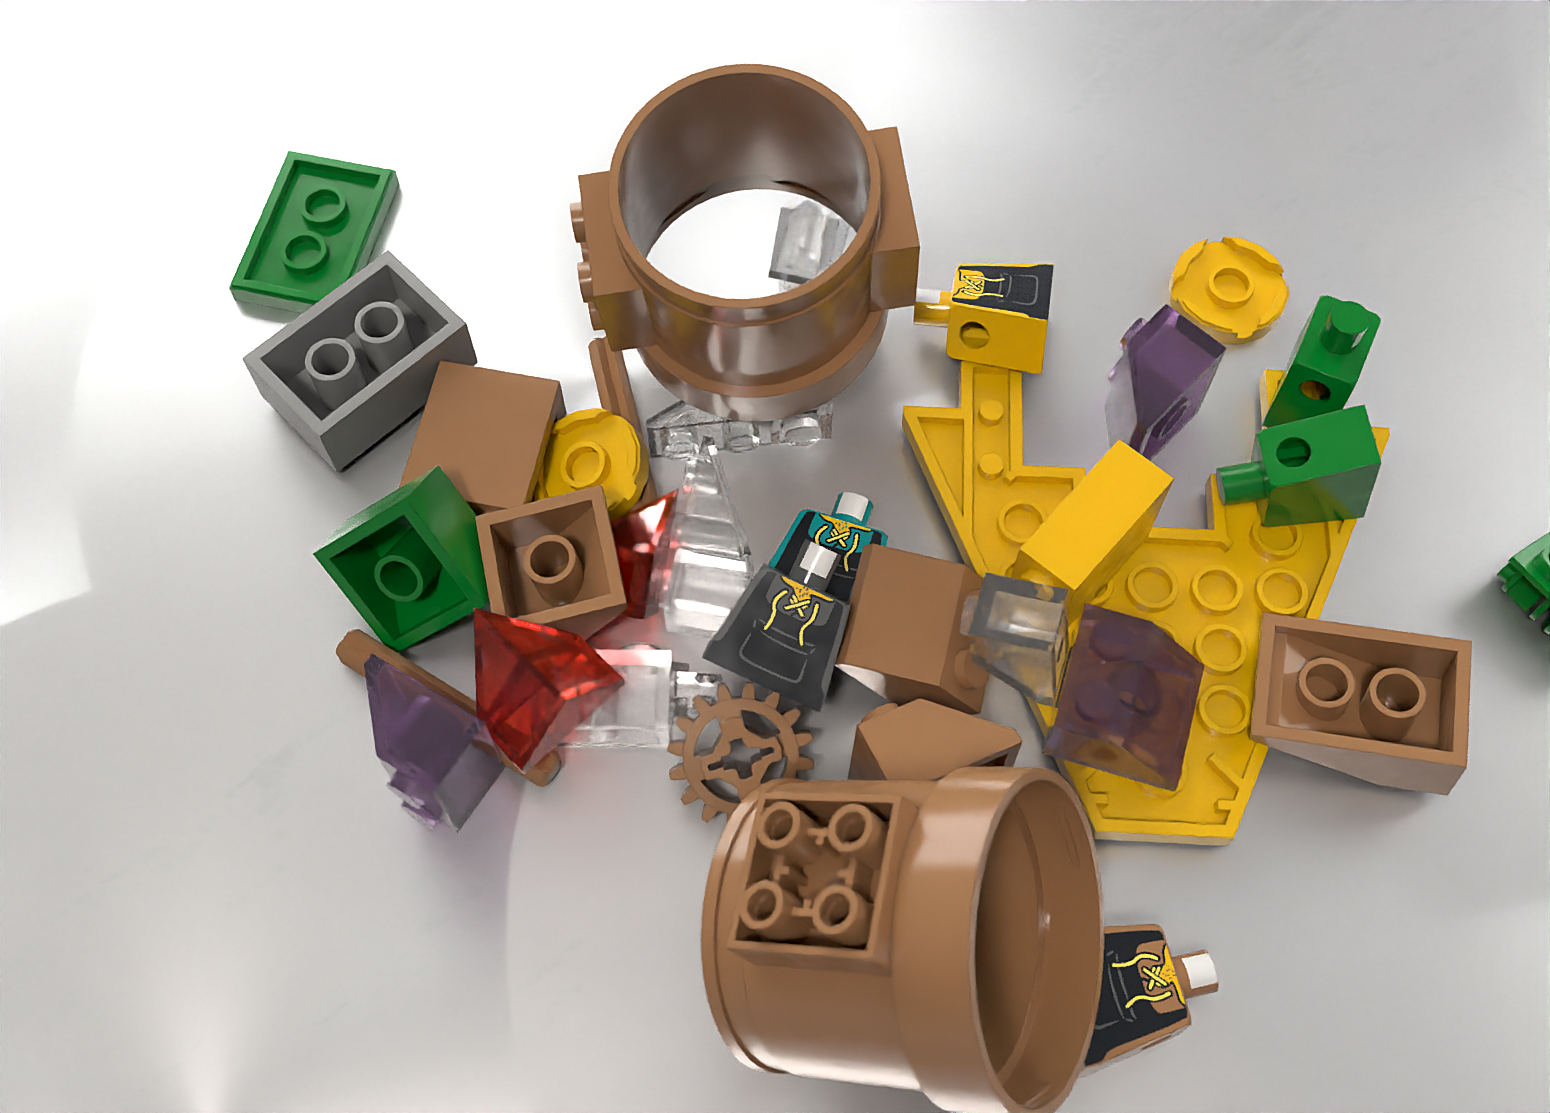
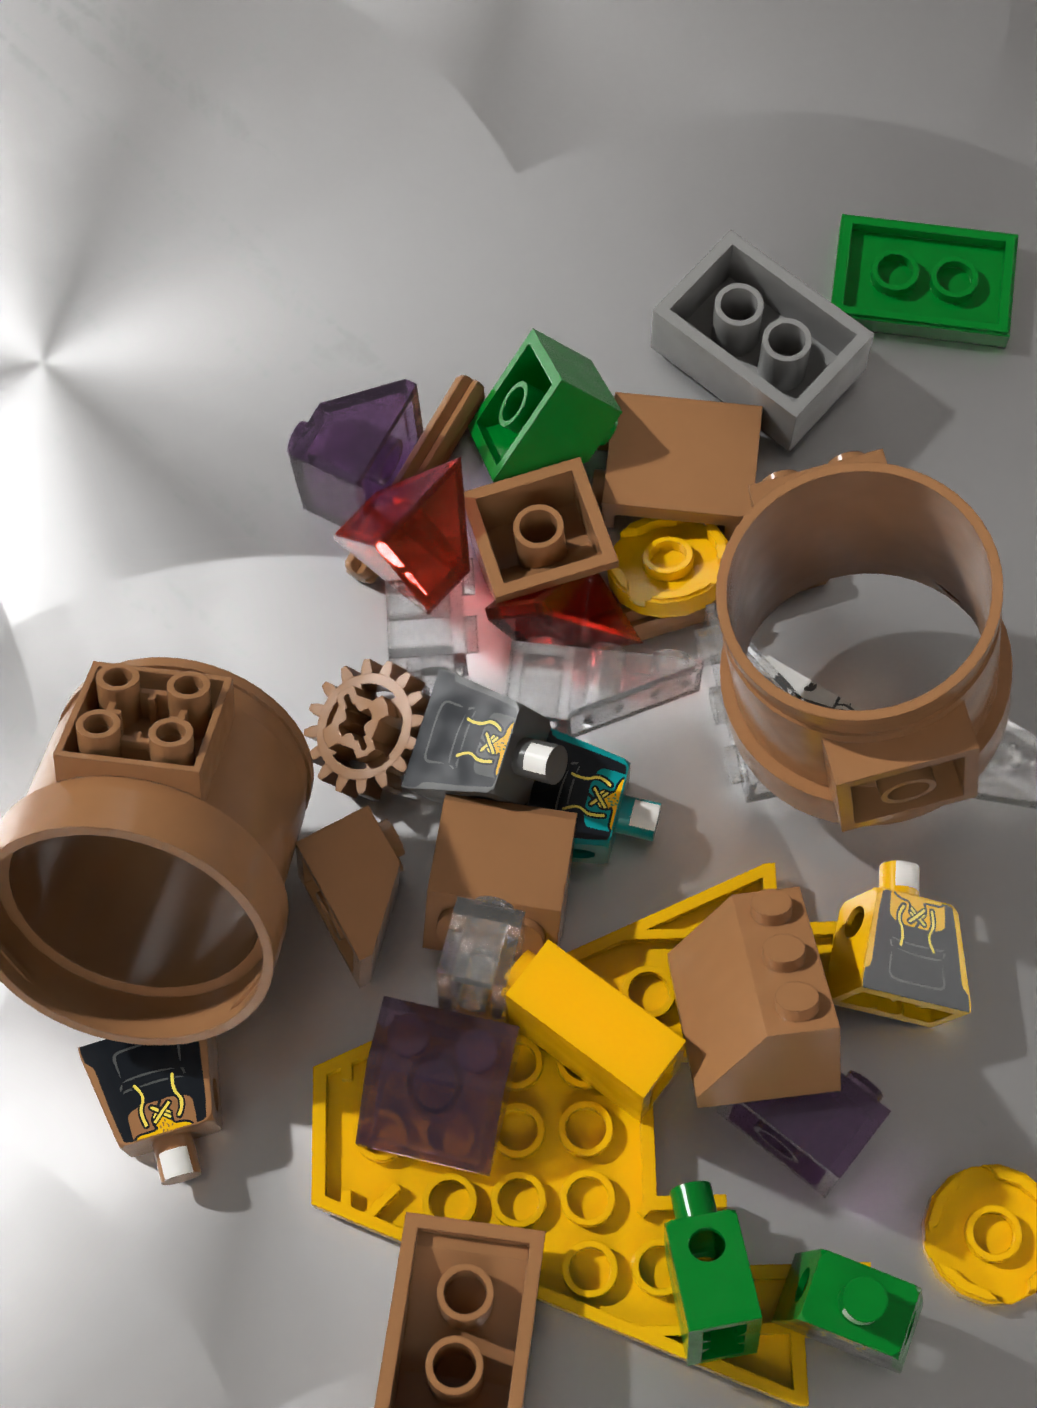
camera: 90 degrees right, 5 degrees up
(1062, 398) = (756, 1002): none -> medium nougat slope

